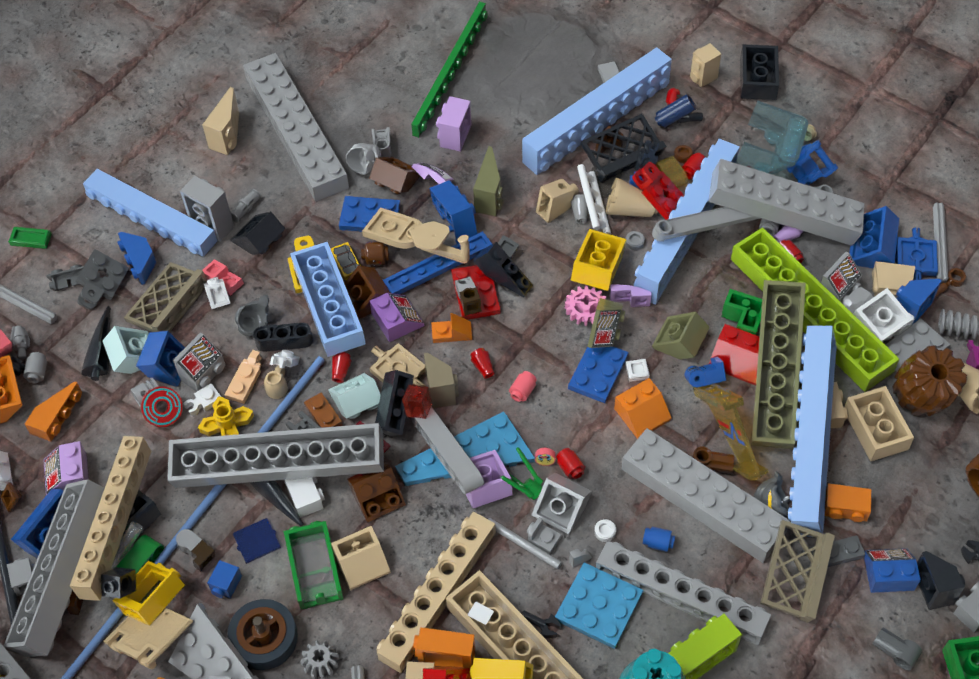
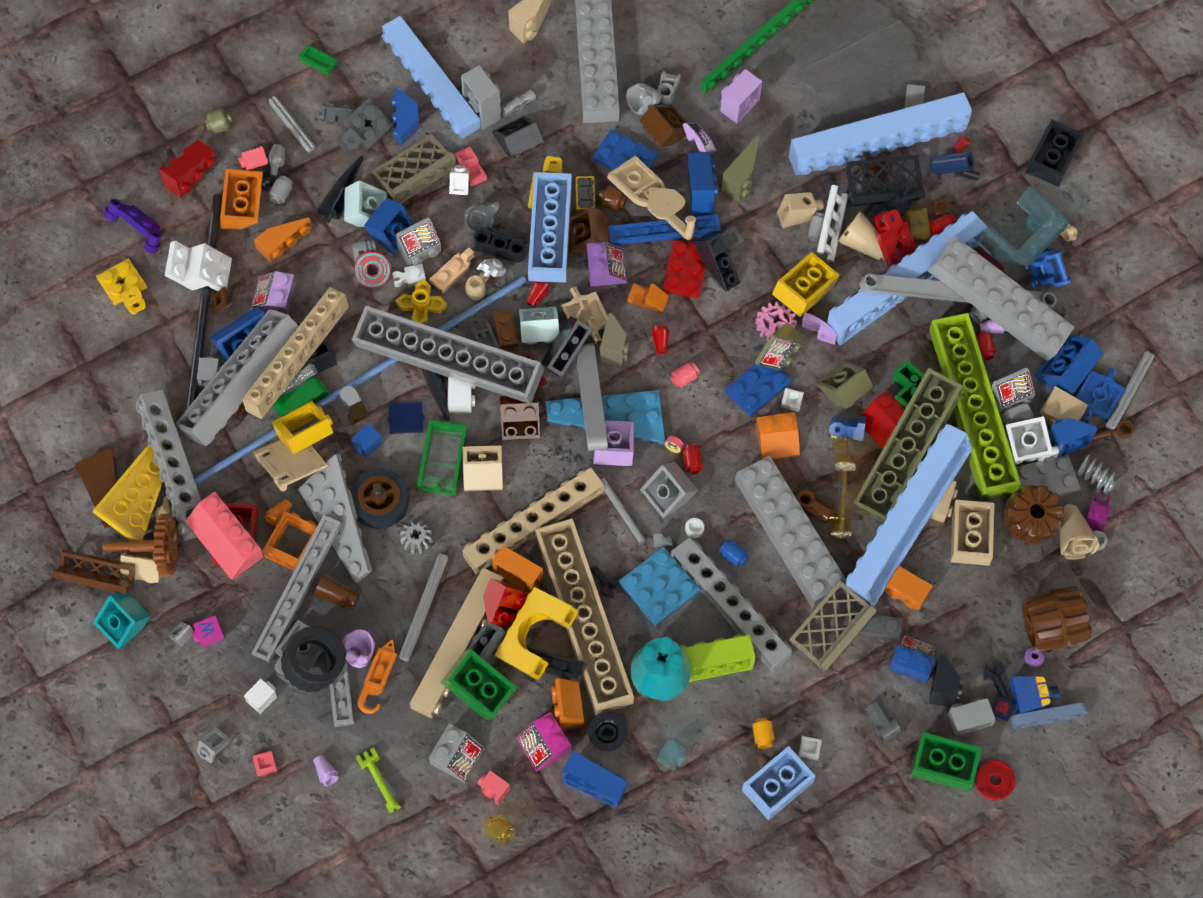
camera: 20 degrees right, 10 degrees up
(118, 582) = (281, 410): black brick -> none
(417, 401) = (585, 353): clear red brick -> none
(468, 296) = (674, 272): dark brown leg -> none
(480, 613) = (557, 553): white sticker -> none
(530, 487) = (649, 466): green plant -> none
(543, 536) = (640, 511): light grey bracket -> none
(634, 240) = (851, 277): light grey tile -> none
(705, 65) = (1005, 126): tan brick -> none
(772, 495) = (847, 555): dark grey hair -> none

